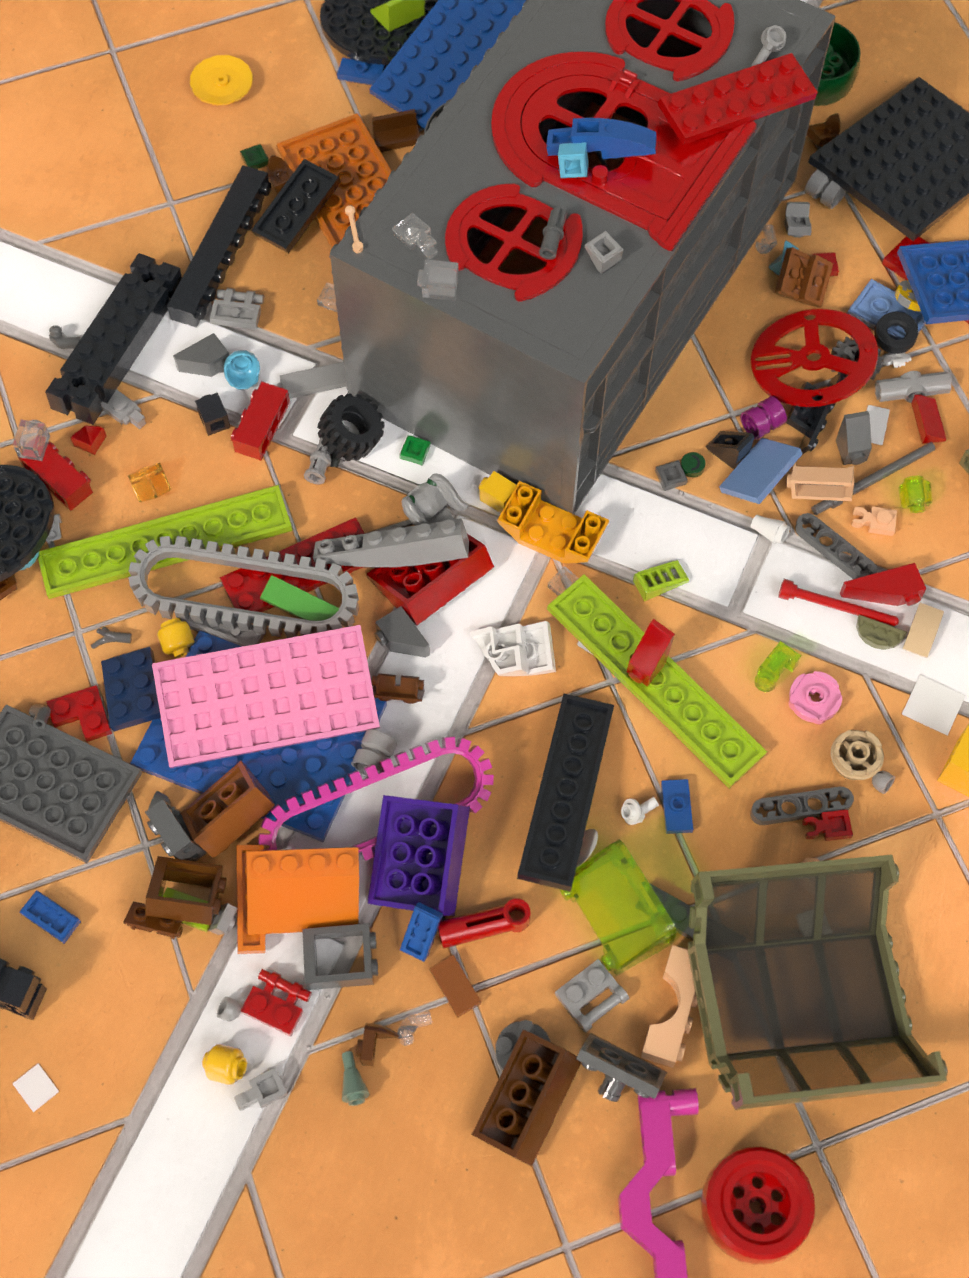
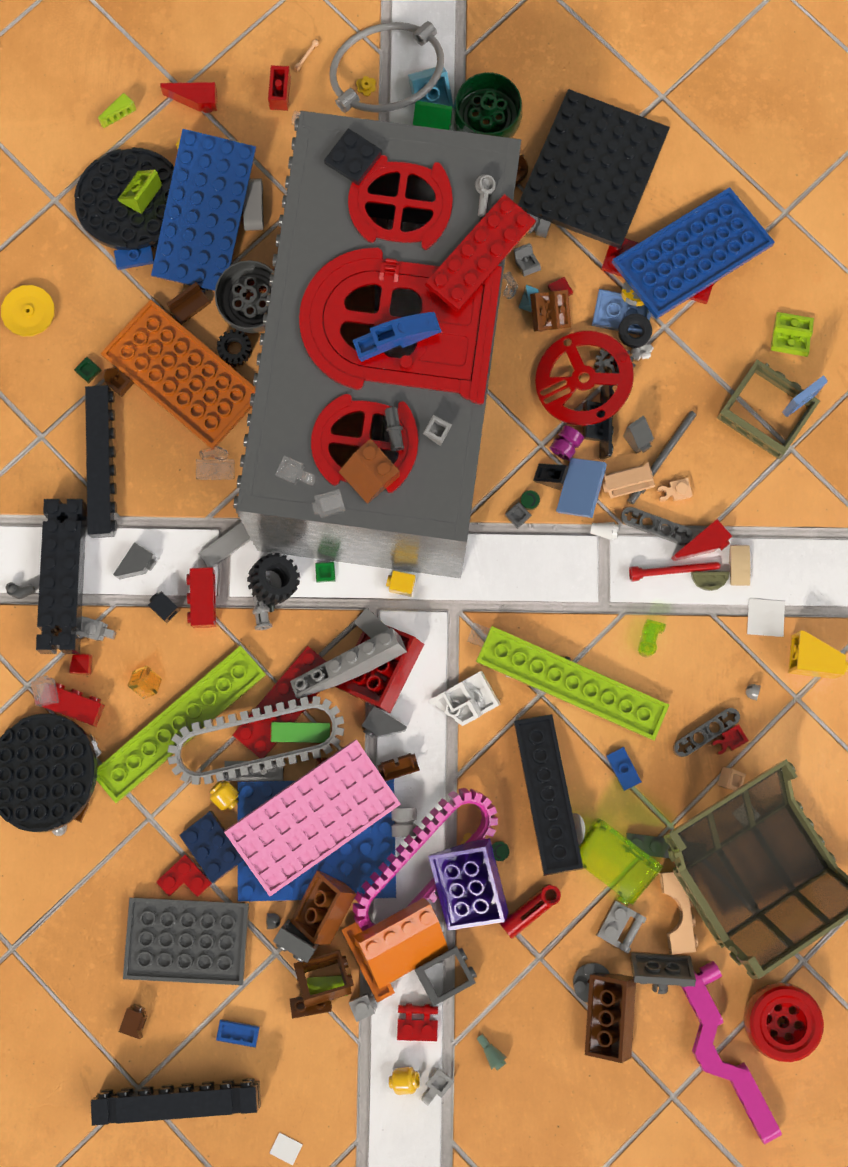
camera: 25 degrees left, 15 degrees up
(40, 714) = (158, 893): dark grey arm -> none
(111, 636) = (176, 812): dark grey bar -> none
(217, 949) = (363, 1006): none -> light grey brick
(224, 921) = (359, 984): light grey plate -> none
(228, 1009) = (388, 1042): light grey hinge -> none
(236, 314) = (141, 515): light grey plate -> none
(241, 369) = (168, 562): medium azure hair -> none
(296, 205) = (143, 404): black plate -> none
(357, 245) = (253, 495): light nougat hinge -> none
(367, 1046) = (491, 1027): reddish brown plate -> none
(410, 1025) = (512, 999): clear arm -> none
(421, 931) = (493, 936): blue plate -> none
(431, 498) = (354, 614): light grey hair -> none
(455, 986) = (530, 959): dark orange tile -> none
(477, 839) = (500, 850): none -> dark green tile
(503, 262) = (369, 471): none -> dark orange slope
(549, 527) = (452, 595): light orange slope -> none
(573, 160) = (383, 361): medium azure slope -> none
(634, 813) = (597, 786): white plate -> none
(640, 579) = (533, 613): lime slope -> none
(650, 653) = (566, 676): red slope -> none
(816, 711) = (676, 654): bright pink plate -> none
(857, 754) = (731, 683): tan cone -> none
(878, 423) = (646, 408): white sticker -> none
(912, 384) = (663, 370): light grey piece -> none
(915, 494) = (696, 460): clear neon green head -> none
(928, 419) = (683, 392): red slope -> none

